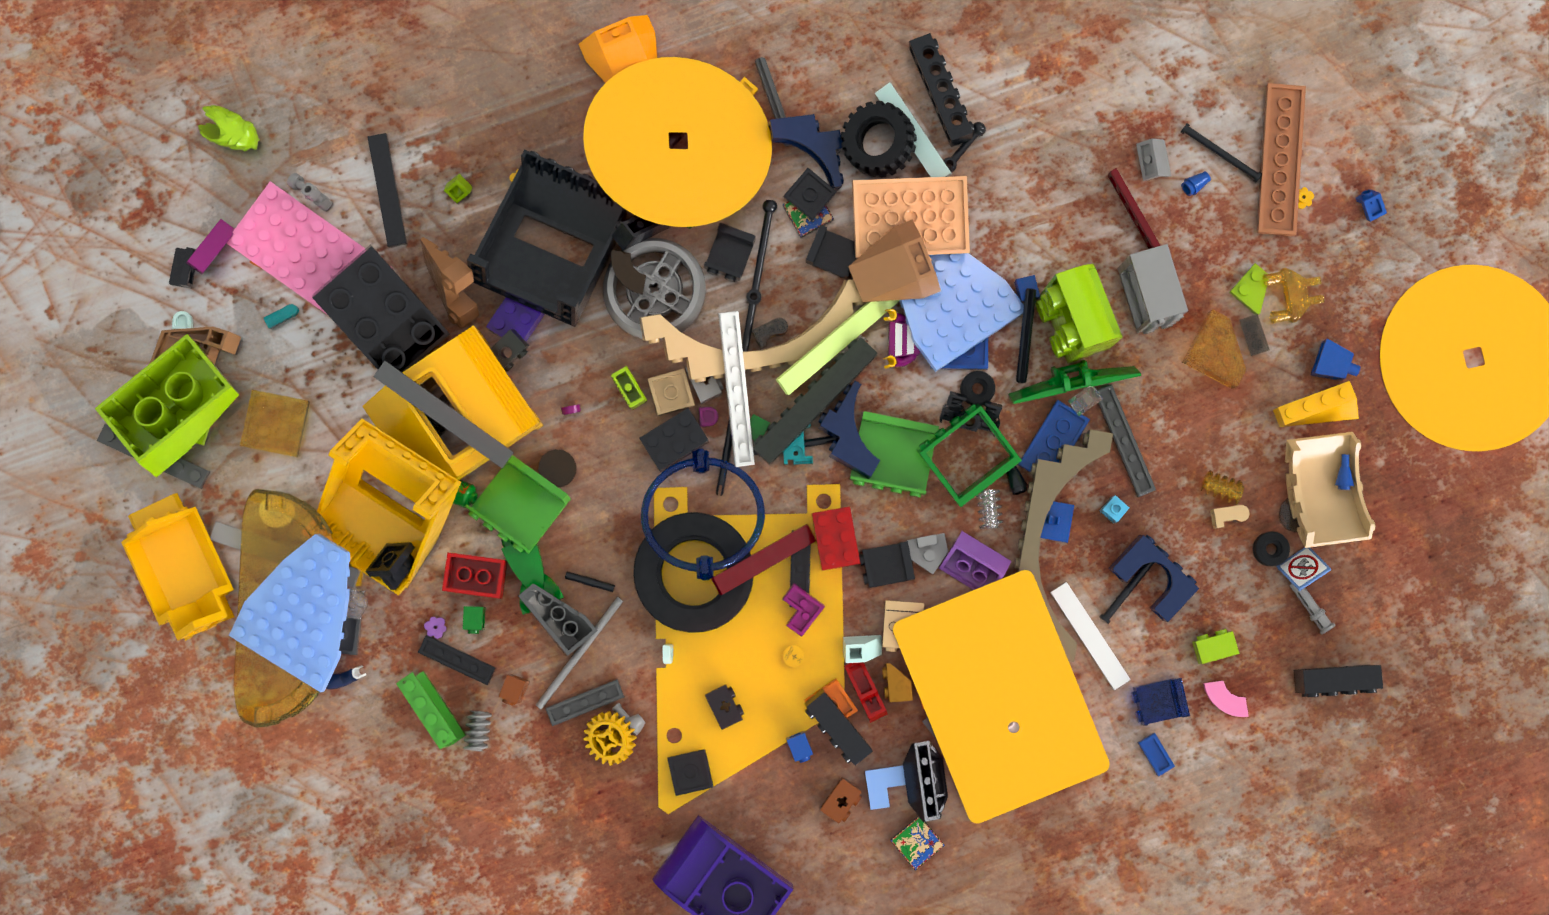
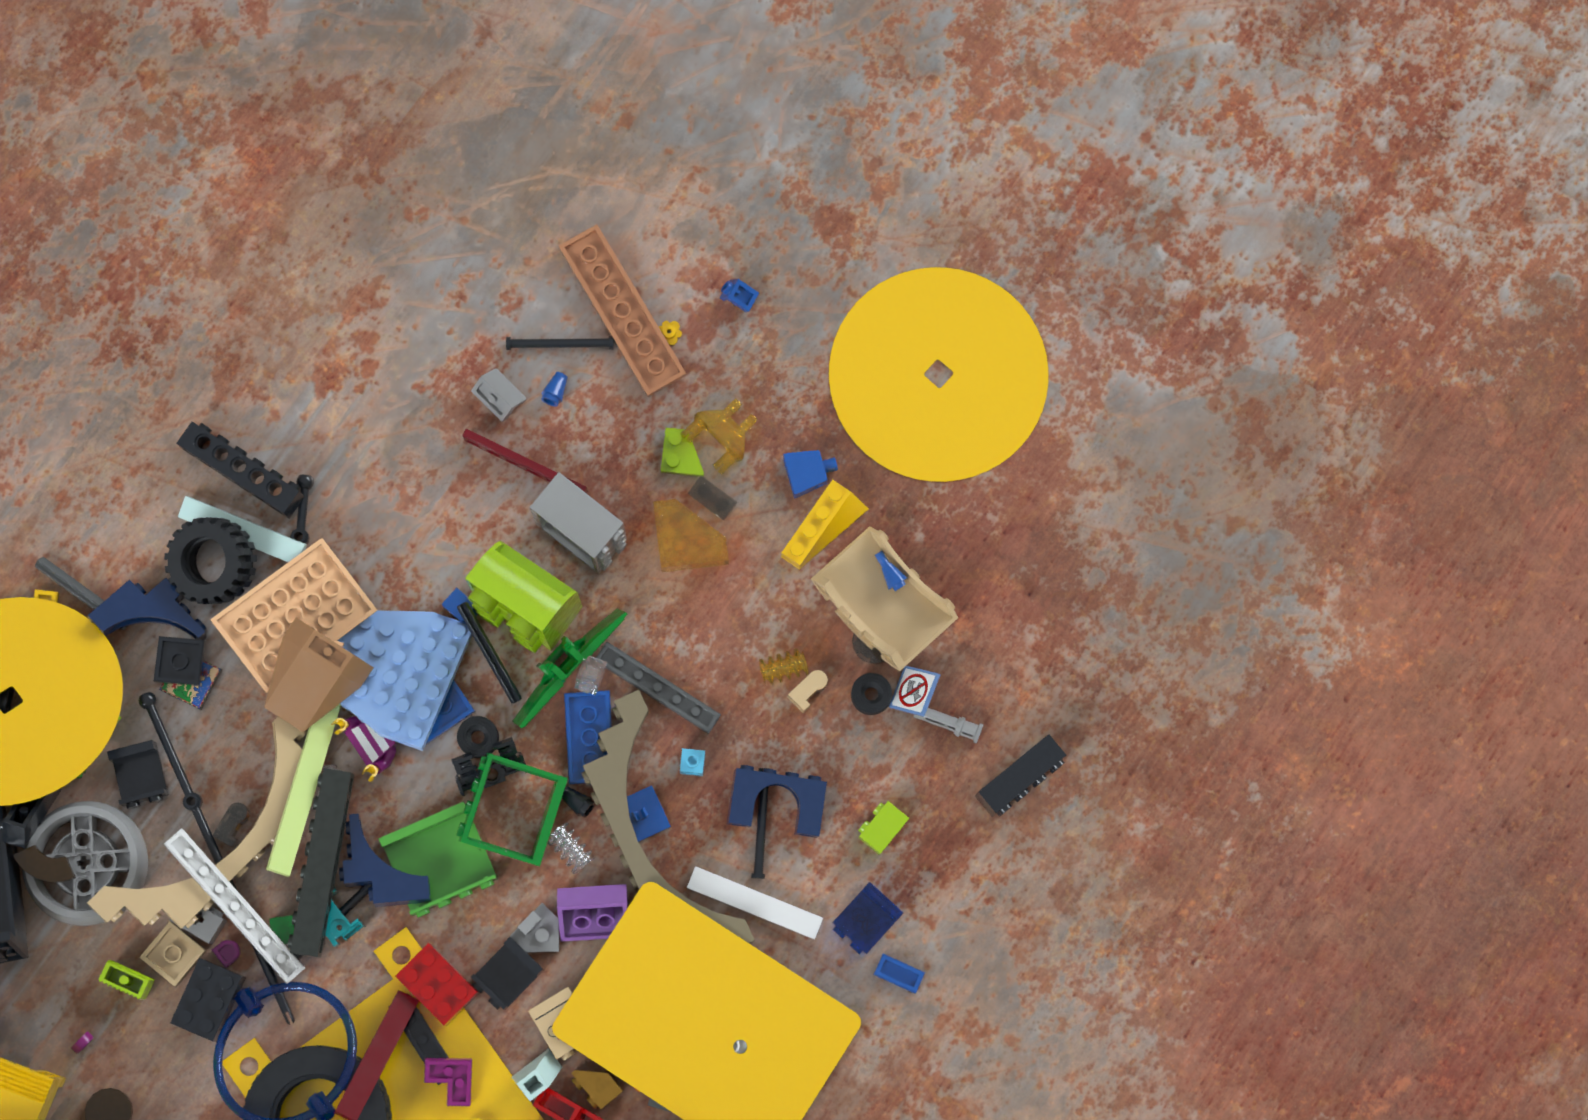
camera: 40 degrees left, 5 degrees down
(831, 253) = (239, 704): black panel -> none
(1225, 700) = (929, 872): bright pink tile -> none

